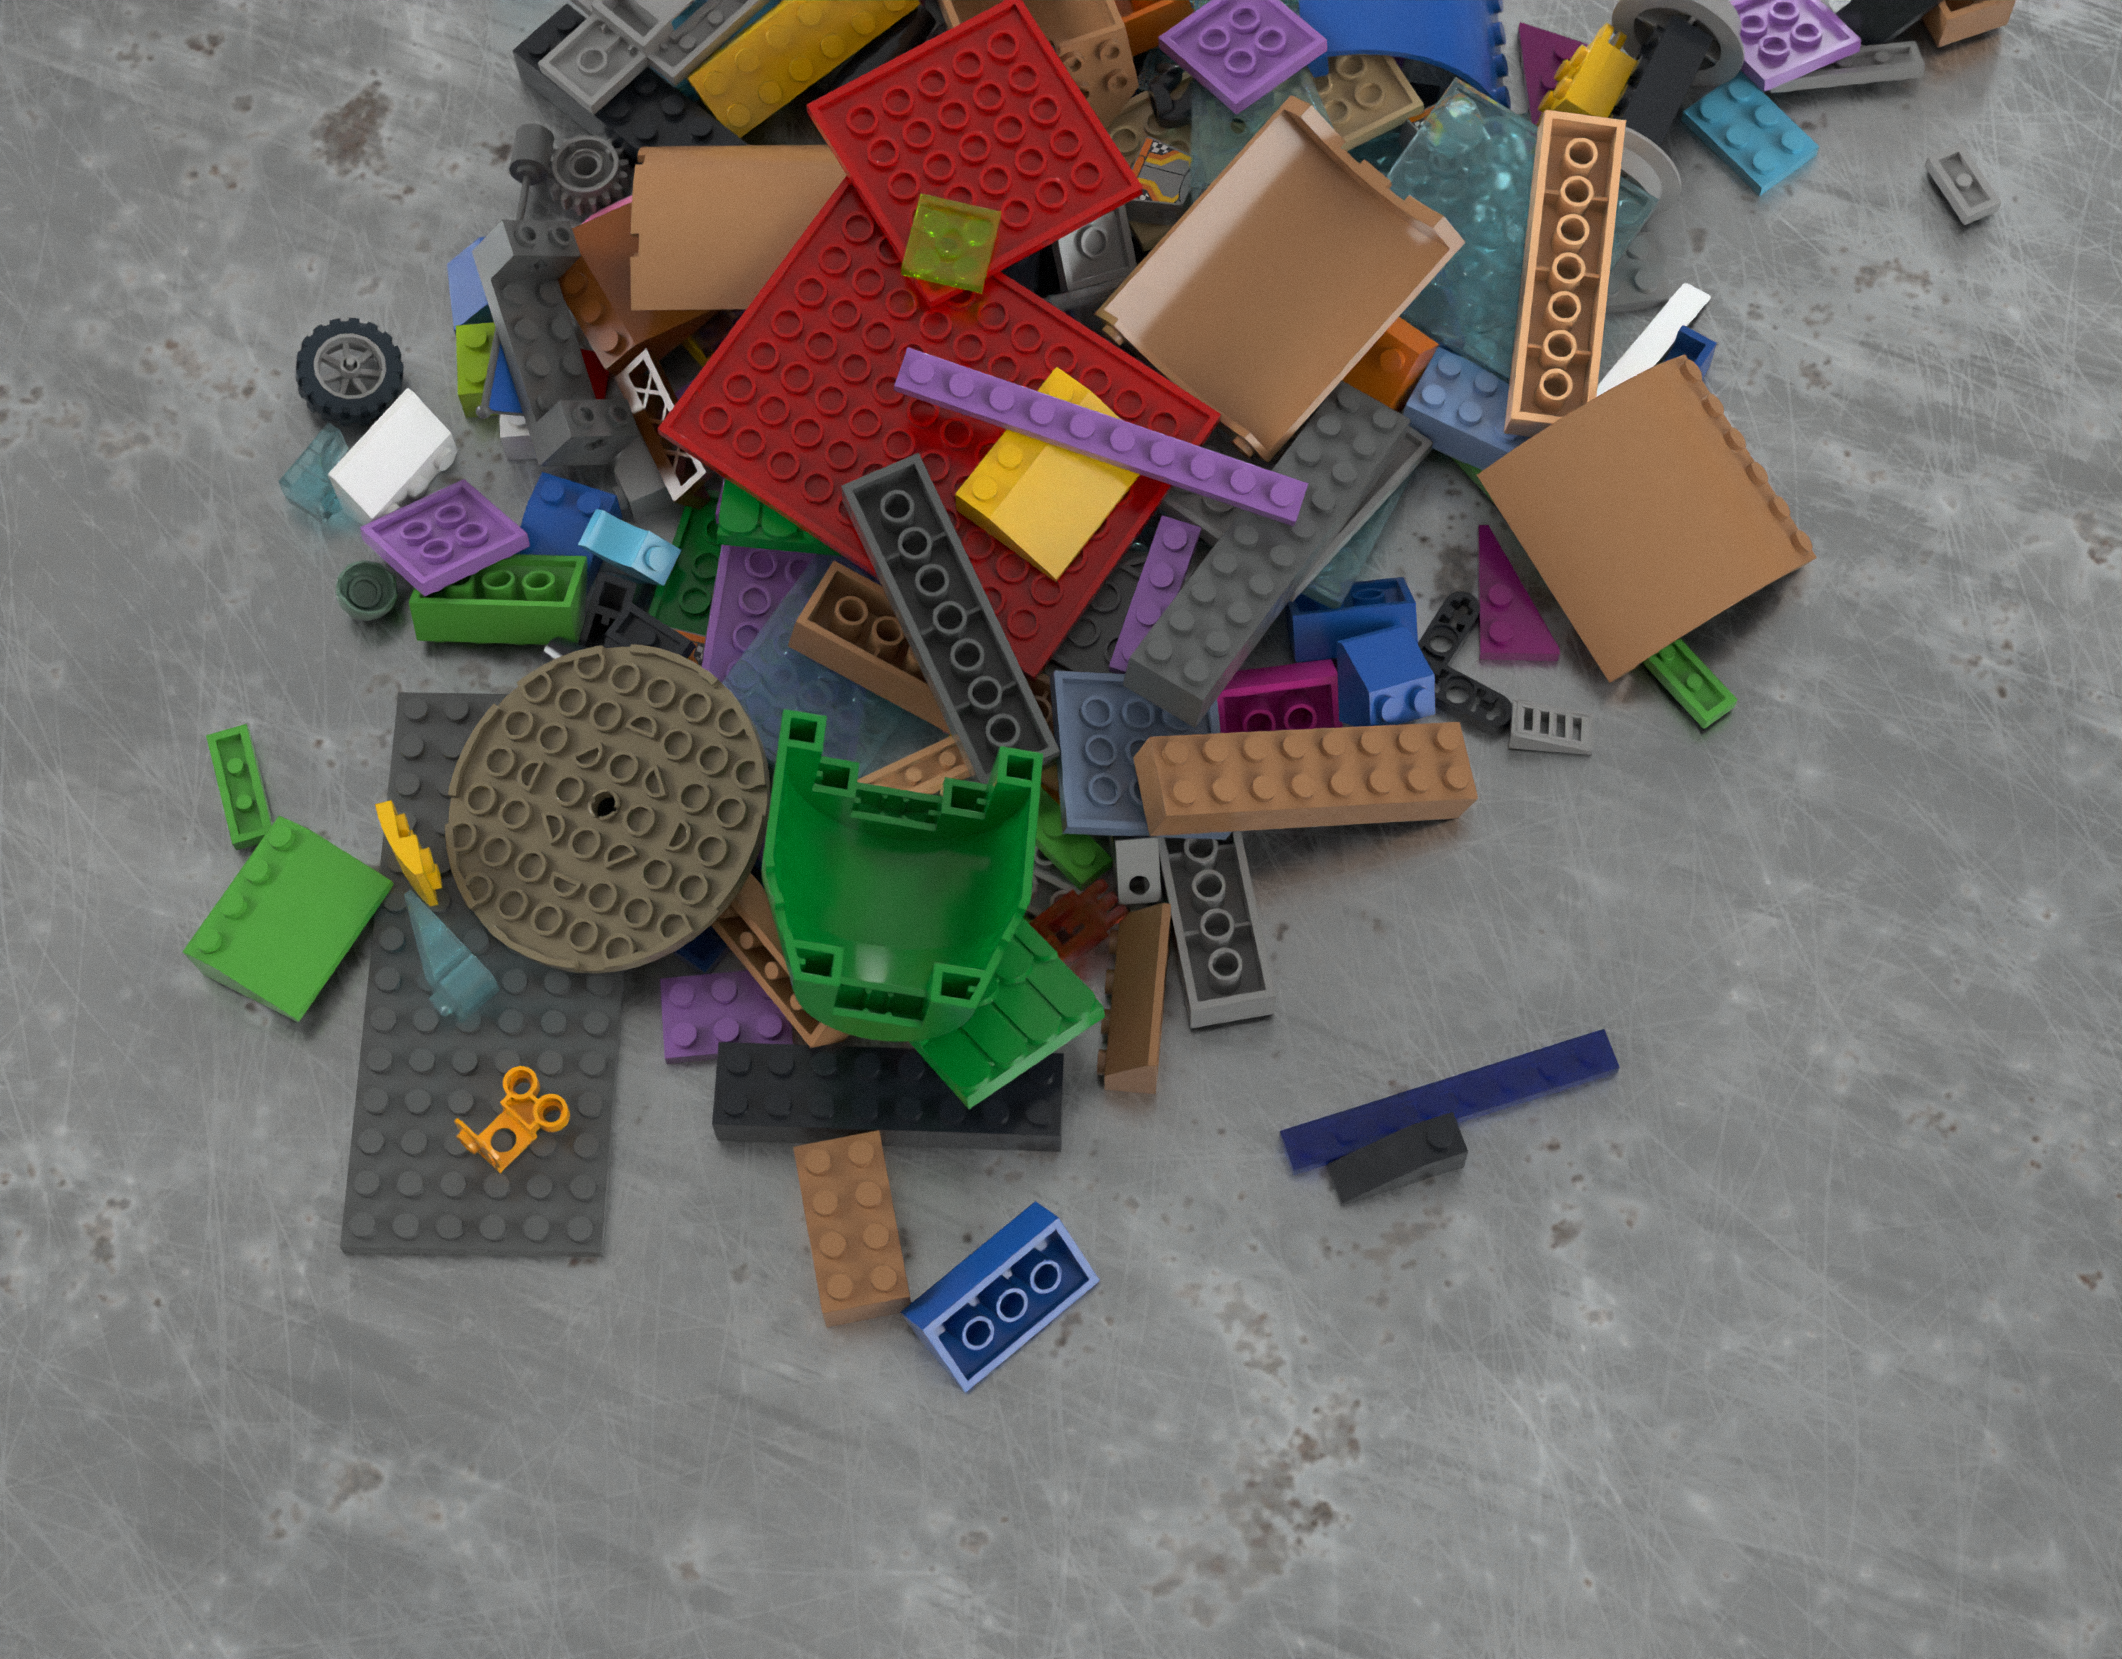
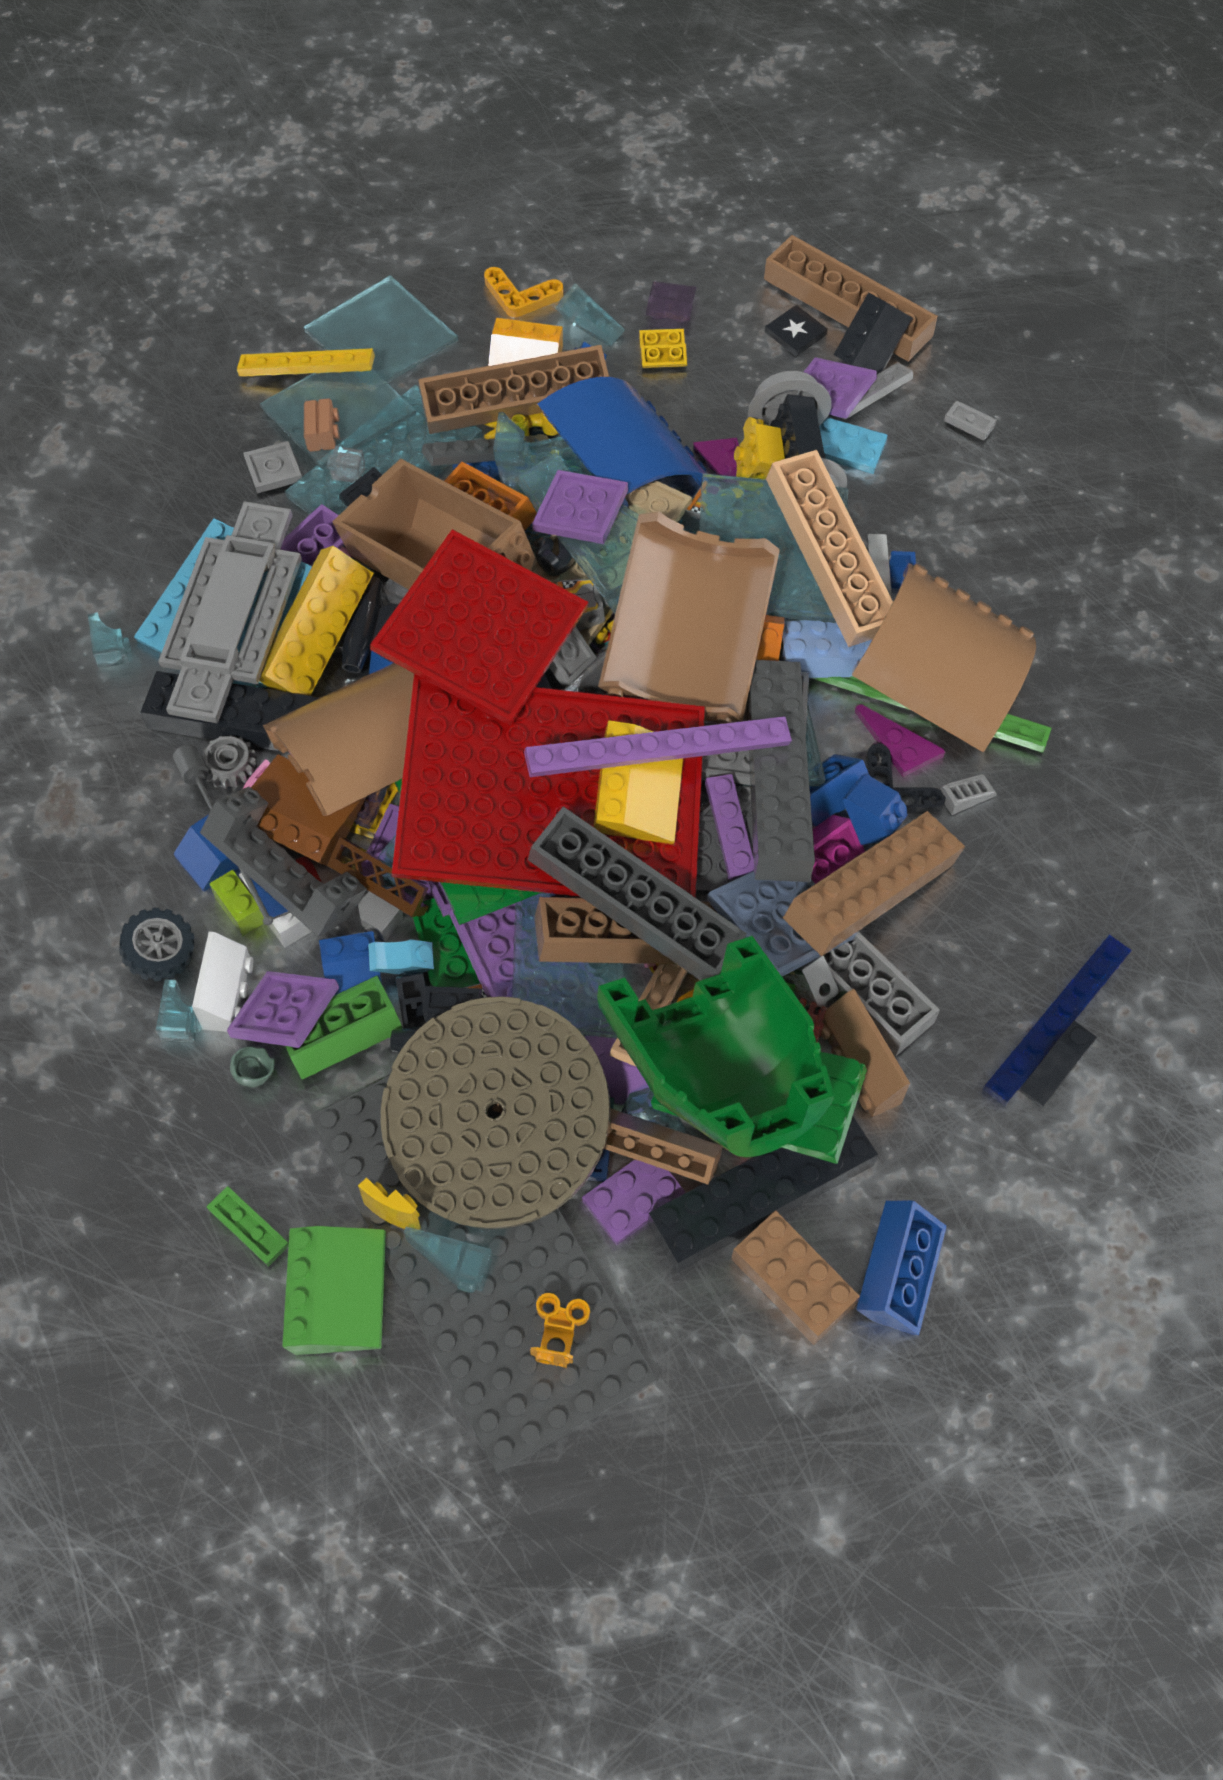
camera: 35 degrees left, 5 degrees down
(951, 243) = (505, 681): clear neon green plate -> none

